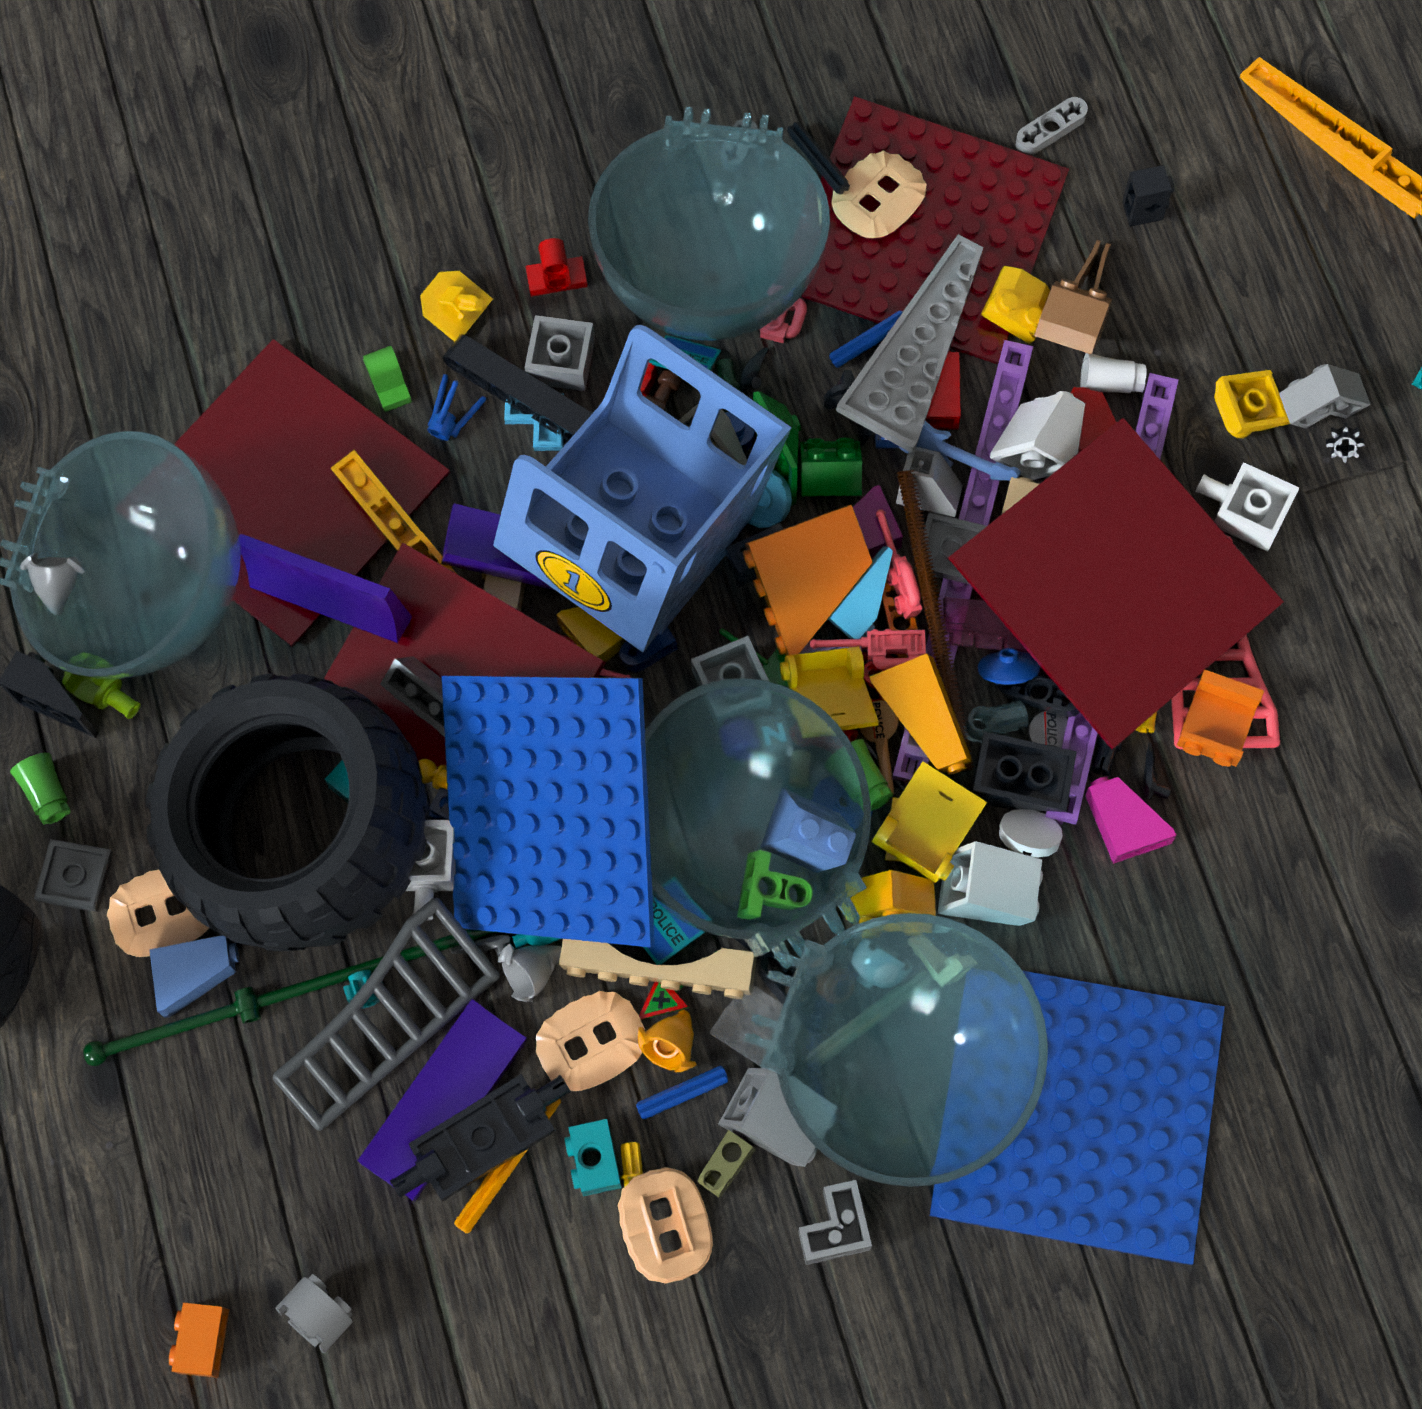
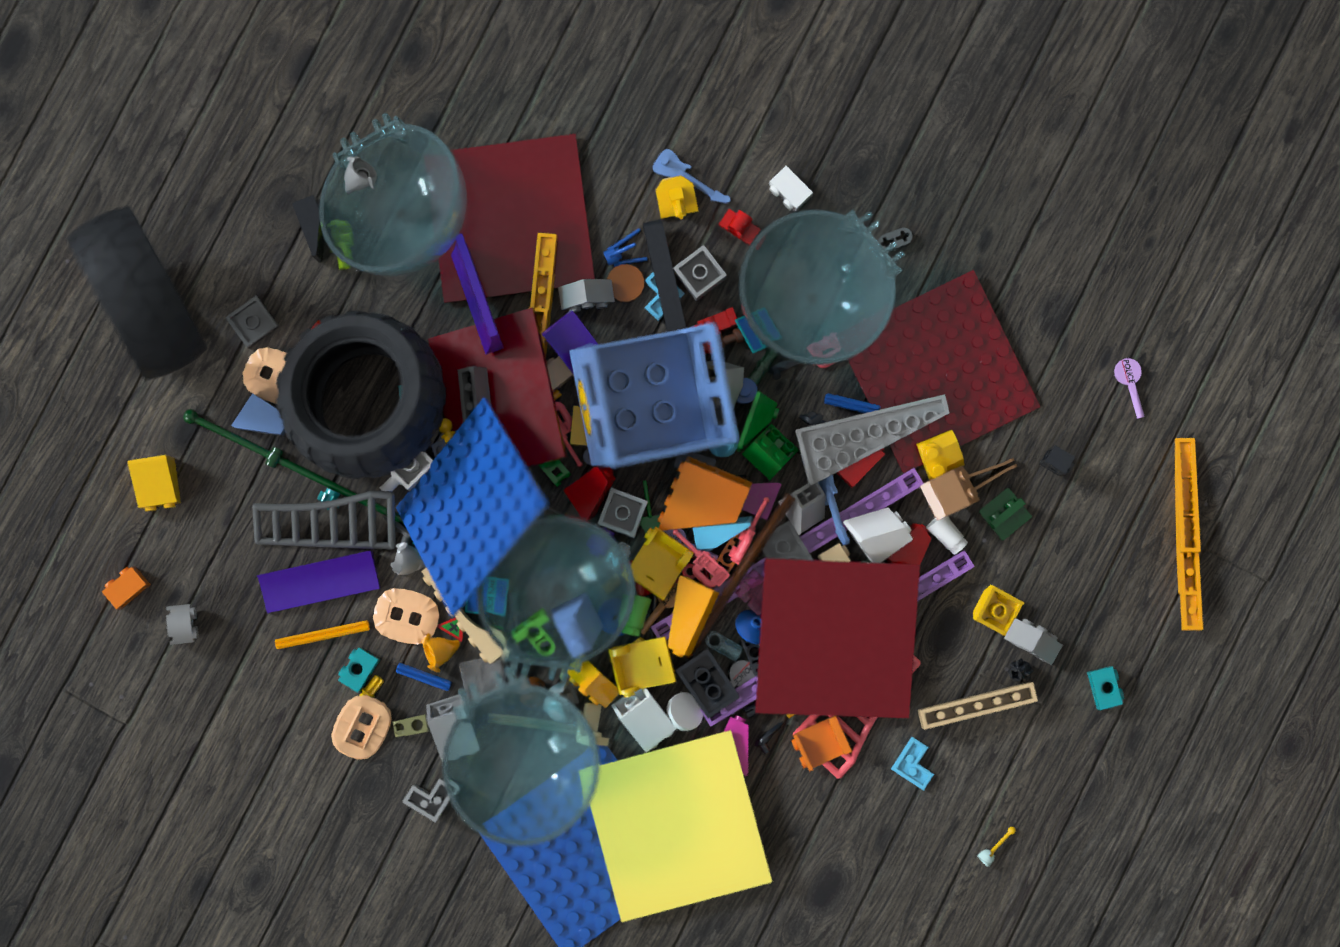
camera: 45 degrees right, 15 degrees up
(42, 787) = (272, 268): bright green plant -> none
(119, 1170) = (155, 482): none -> yellow slope
(387, 378) = (609, 205): bright green tile -> none
(412, 280) = (670, 166): none -> medium blue piece
(450, 482) = (586, 294): none -> light grey brick
(481, 1137) = (318, 616): black plate -> none
(485, 442) = (626, 282): none -> dark orange tile
(569, 187) = (790, 189): none -> white brick
(666, 676) = (590, 491): none -> red slope
(818, 158) = (920, 288): black axle -> none
(894, 206) = (929, 321): light nougat piece -> none
(1056, 115) = (1068, 383): light grey beam -> none
(1123, 56) = (1128, 373): none -> lavender piece
(1150, 301) = (1005, 513): none -> dark green bracket
(1165, 971) = (677, 827): none -> light yellow baseplate
(1251, 505) = (943, 658): white brick -> none
(1335, 658) = (908, 766): none -> medium azure tile
(1340, 518) = (977, 705): none -> tan brick

